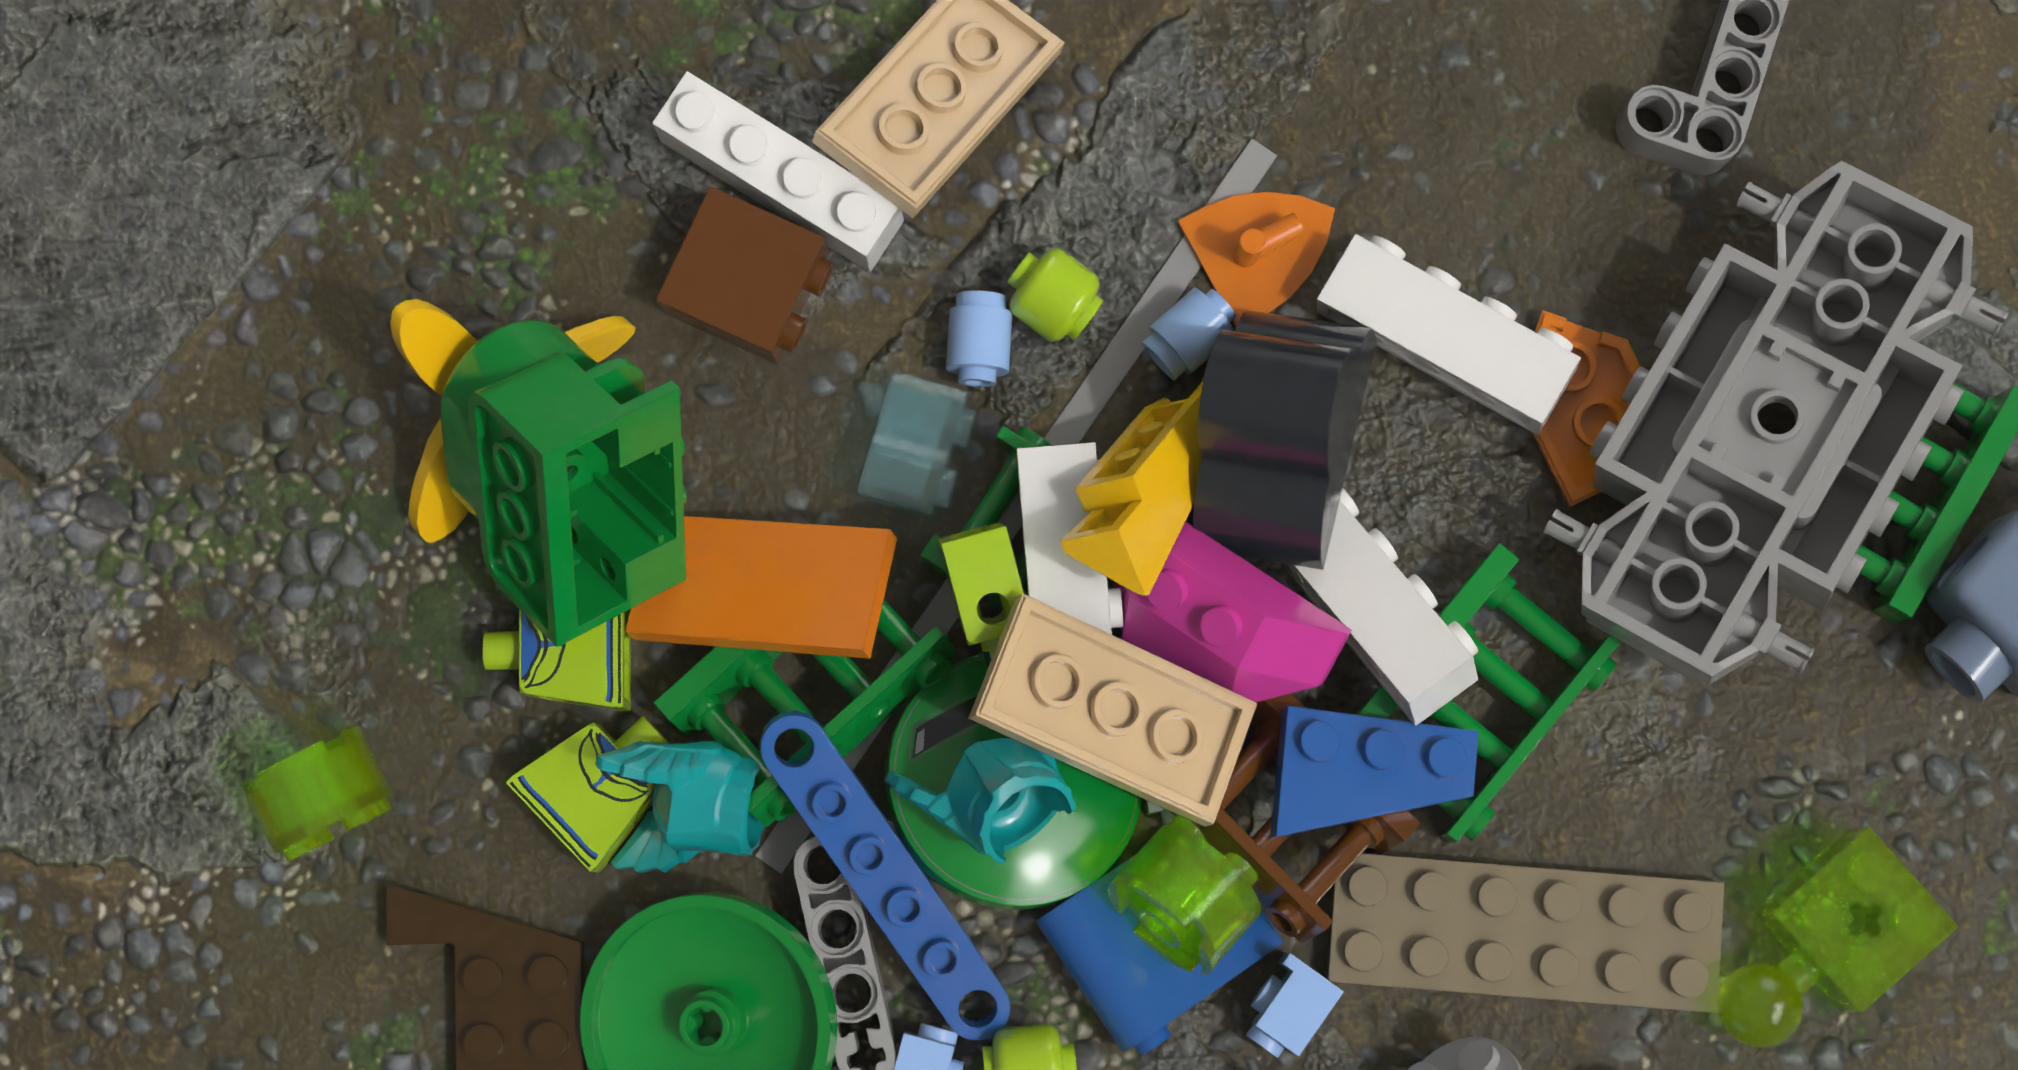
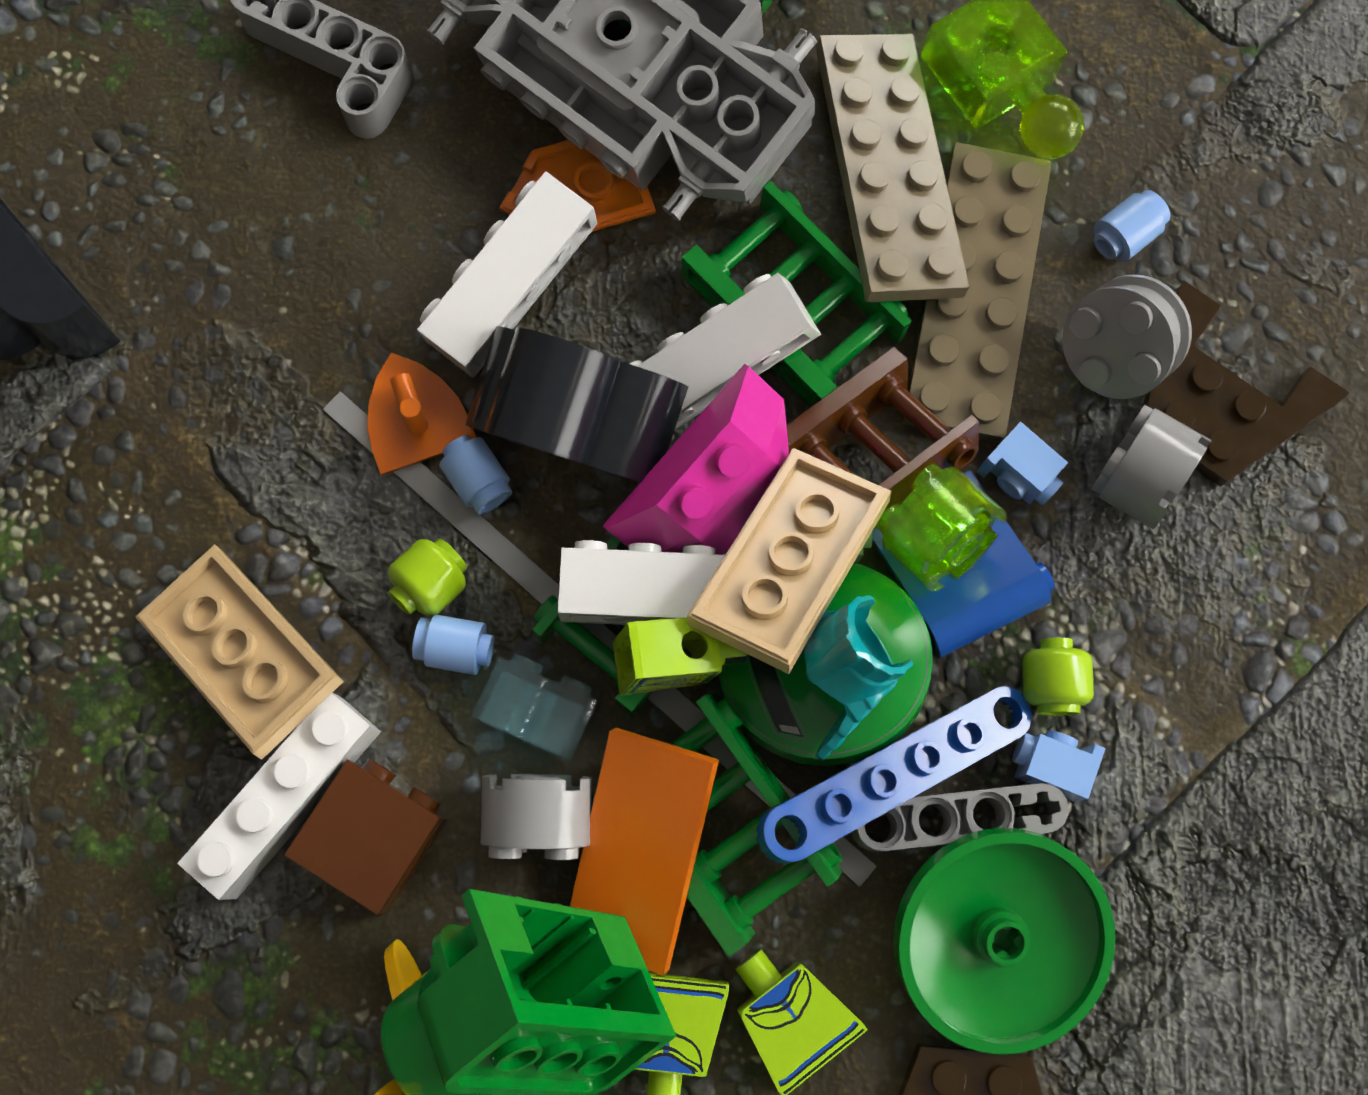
camera: 90 degrees left, 5 degrees down
(696, 802) = (818, 927): teal helmet -> none
(788, 461) = (535, 814): none -> light grey brick
(1140, 495) = (606, 511): yellow wedge -> none
(1364, 767) = (850, 380): blue wing -> none
(1671, 797) = (891, 168): none -> plate

